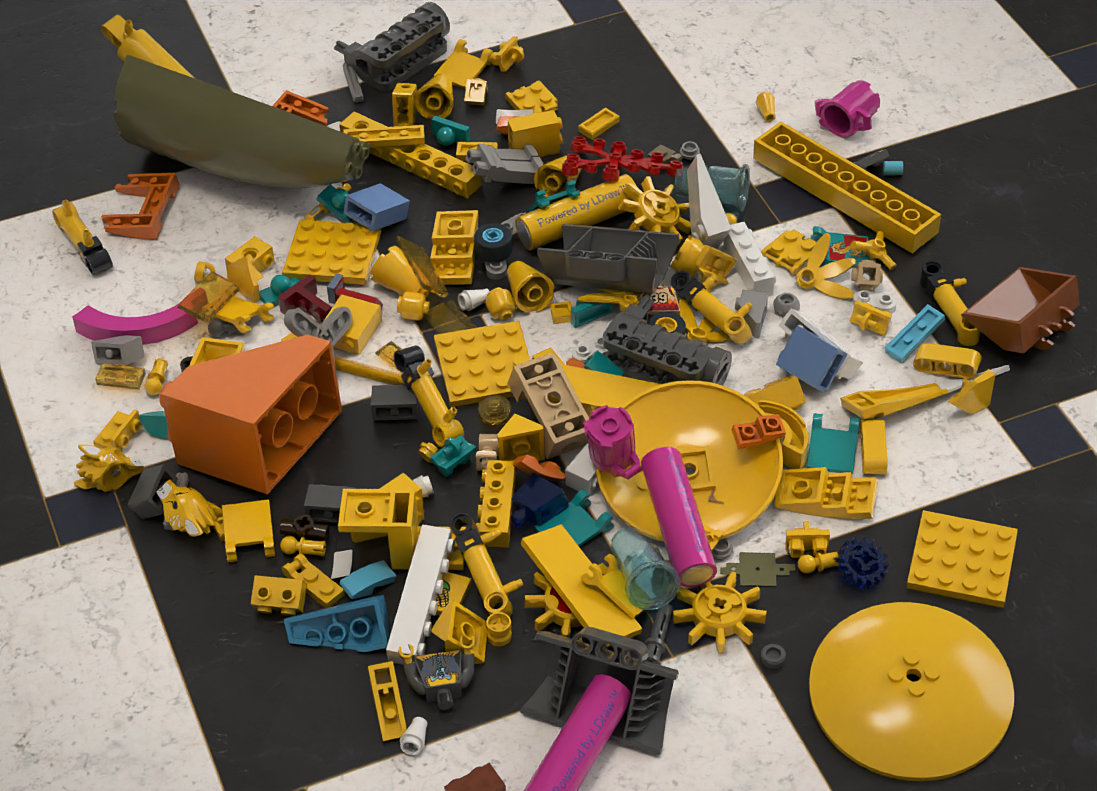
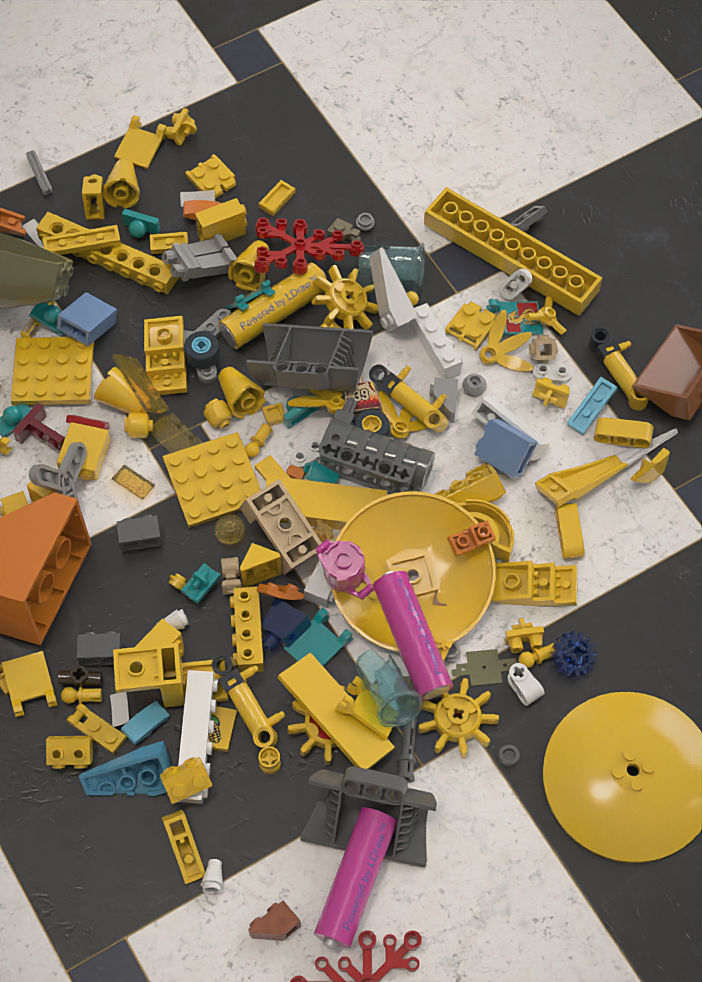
camera: 10 degrees left, 15 degrees up
(335, 283) = (63, 410): sand blue tile -> none
(367, 372) = (112, 501): yellow axle -> none
(399, 48) = (77, 131): dark grey piece -> none
(401, 630) = (185, 779): none -> yellow bracket
(418, 377) = (158, 511): yellow piece -> none
(440, 675) = (226, 813): dark grey torso -> none
(460, 621) = (238, 770): yellow slope -> none
(472, 298) = (191, 410): white cone -> none
(475, 91) = (157, 174): yellow bracket -> none
(540, 332) = (252, 449): none -> yellow pin
(687, 256) = (383, 346): yellow cone -> none
(714, 262) = (405, 353): yellow slope -> none
(766, 105) = (428, 163): yellow cone -> none
(801, 586) = (526, 686): none -> white piece
(832, 447) = (533, 534): teal flag -> none
(845, 213) = (516, 282): none -> white plate
(849, 109) = (505, 164): dark pink container -> none
(893, 168) = (551, 223): medium azure hinge -> none
(962, 559) = (658, 636): yellow plate -> none

